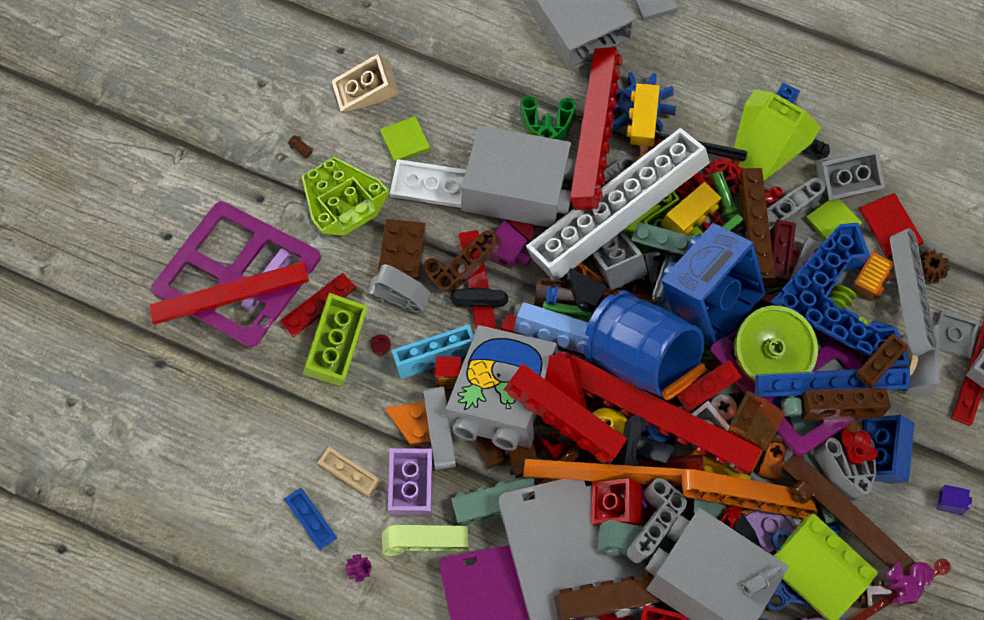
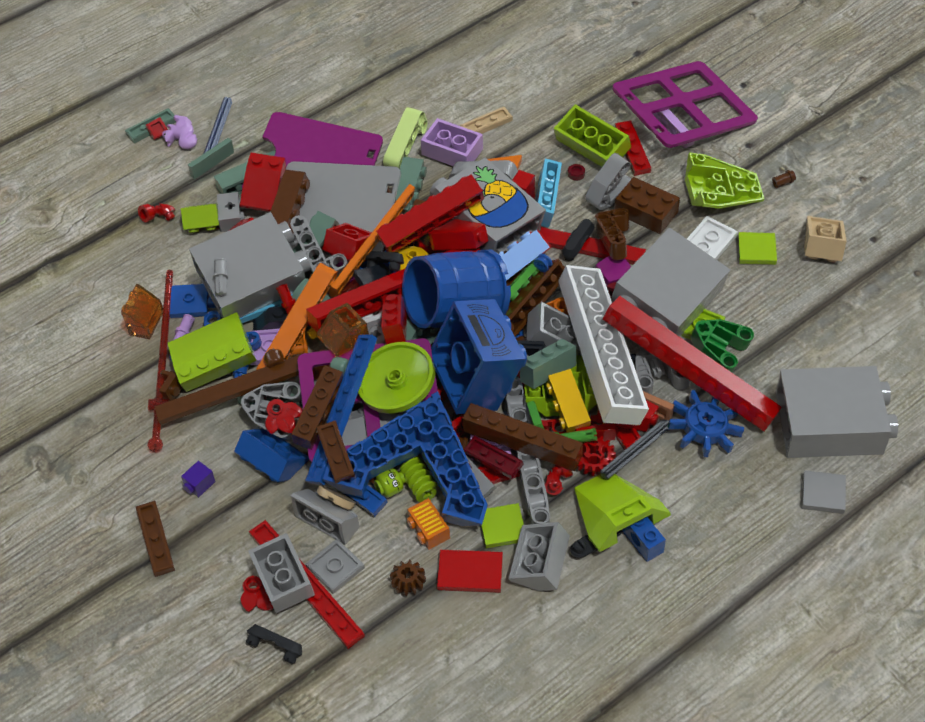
camera: 120 degrees right, 15 degrees down
(229, 293) = (665, 89): red tile -> none
(310, 519) = (465, 92): blue tile -> none
(358, 567) = (406, 99): magenta gear -> none
(585, 290) = (531, 280): black slope -> none
(643, 114) = (684, 404): yellow brick -> none
(684, 381) = (407, 301): orange axle -> none
(909, 586) = (154, 397): magenta animal -> none
(913, 292) = (378, 529): light grey beam -> none

